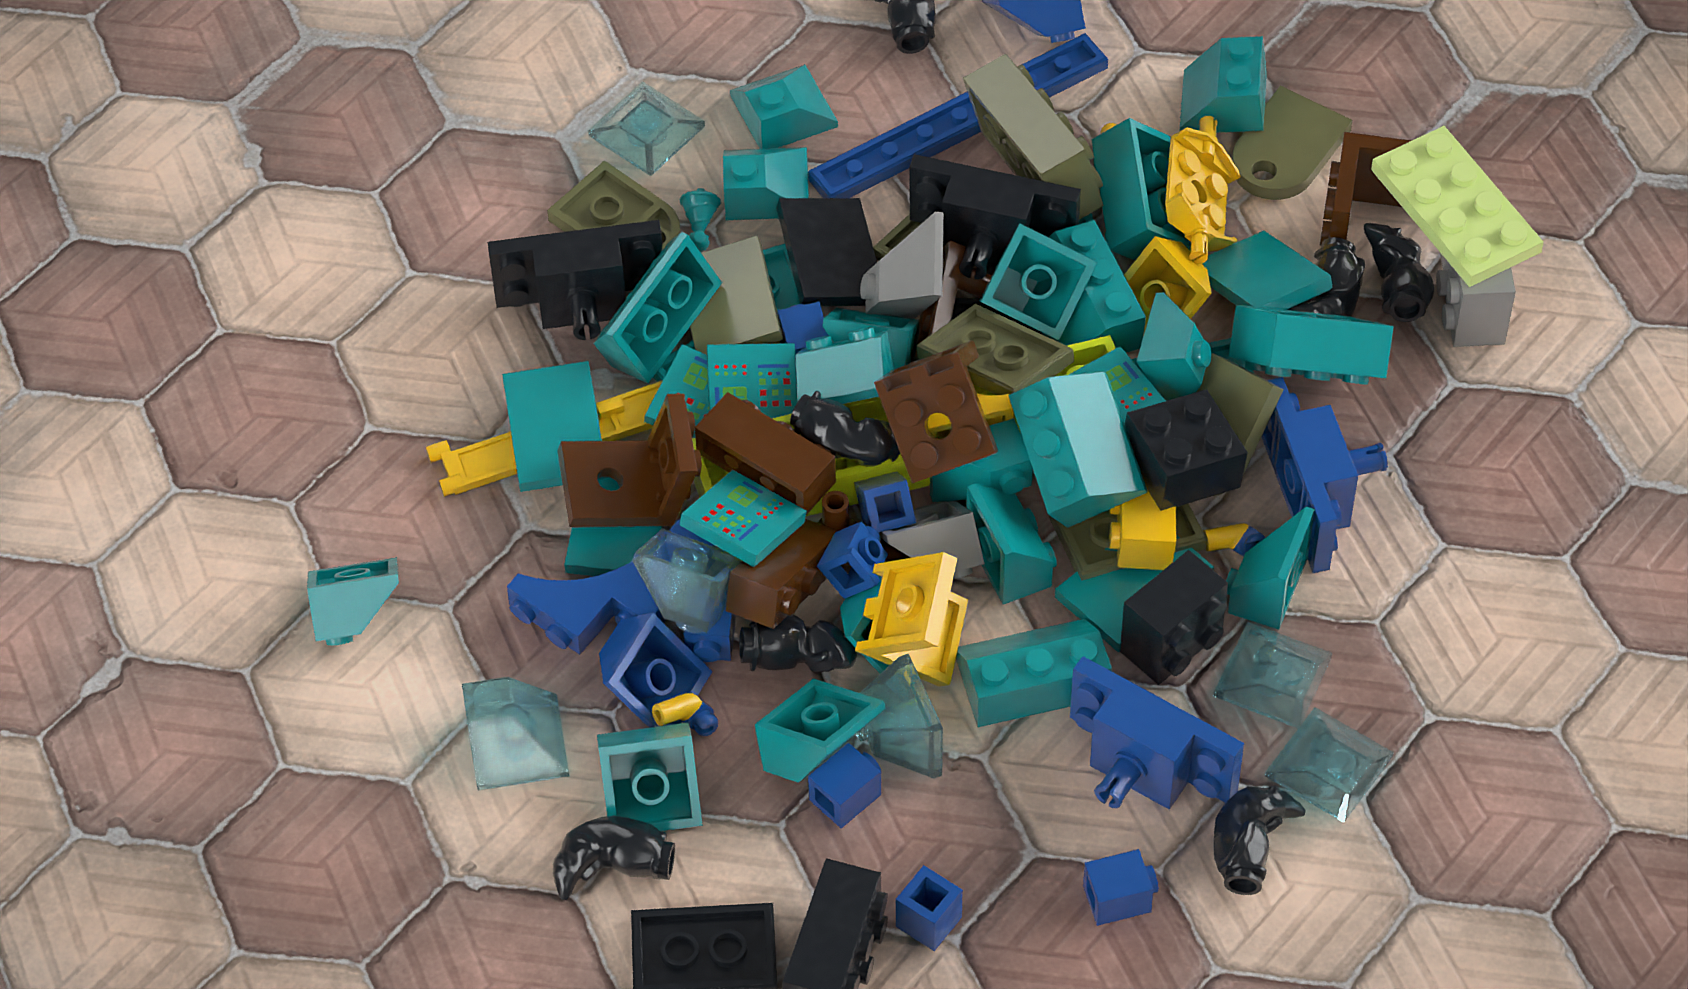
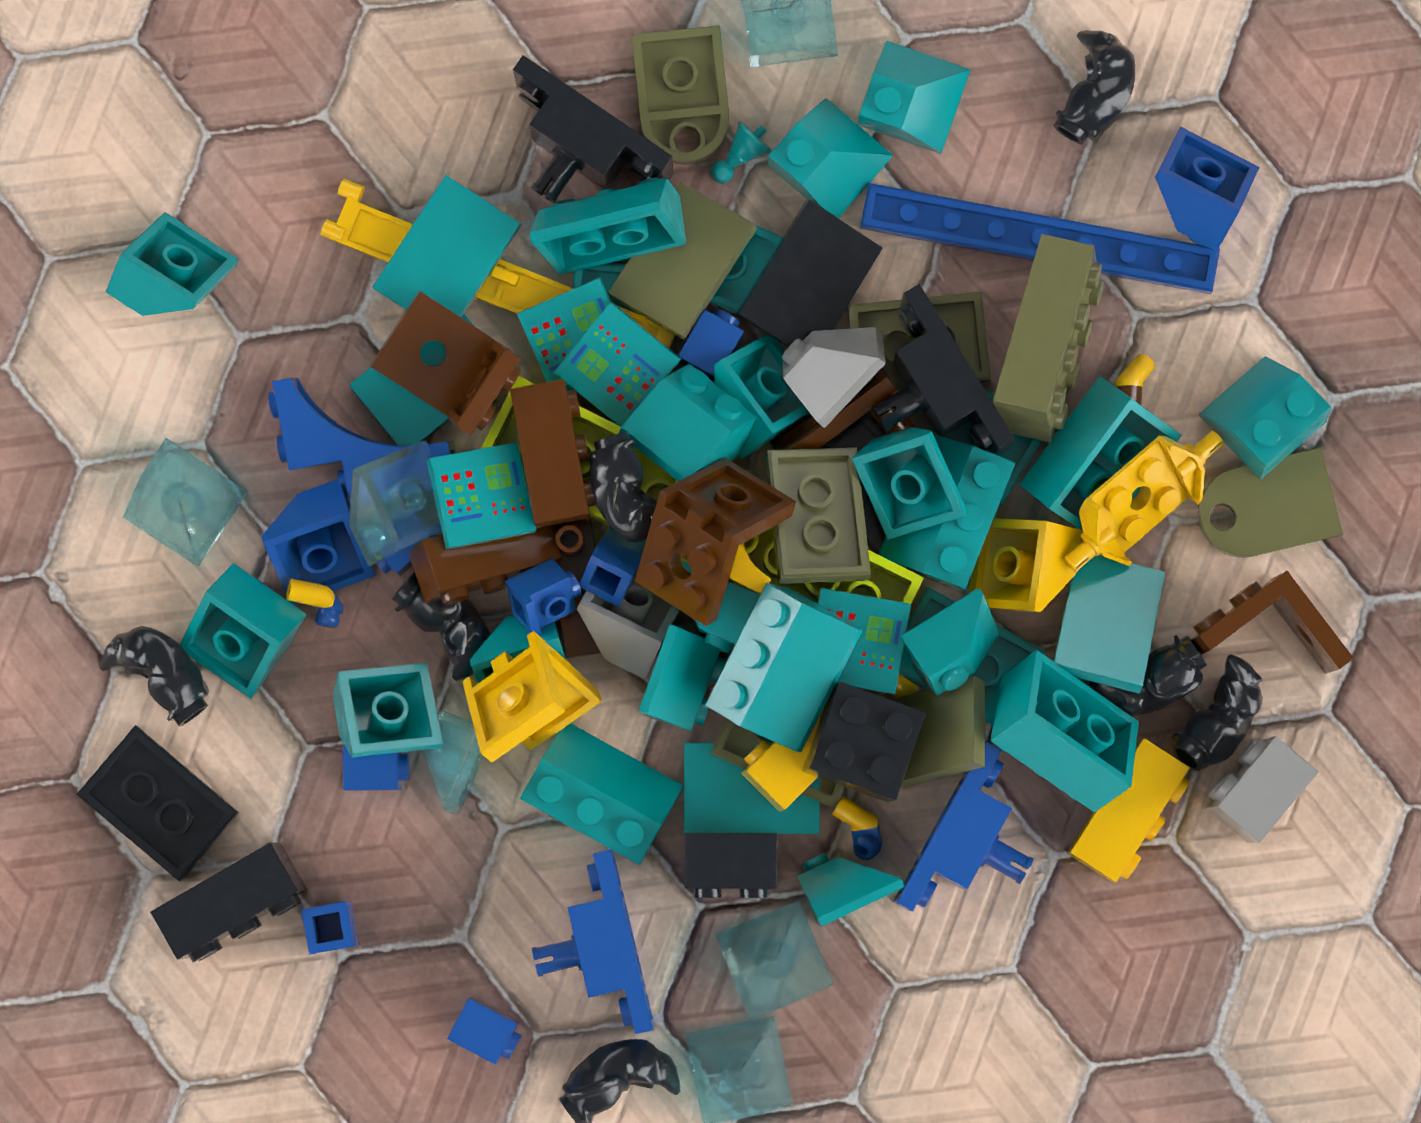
camera: 45 degrees right, 30 degrees up
(1412, 391) = (1118, 828): none -> yellow brick
(1457, 206) = (1295, 725): yellowish green plate -> none

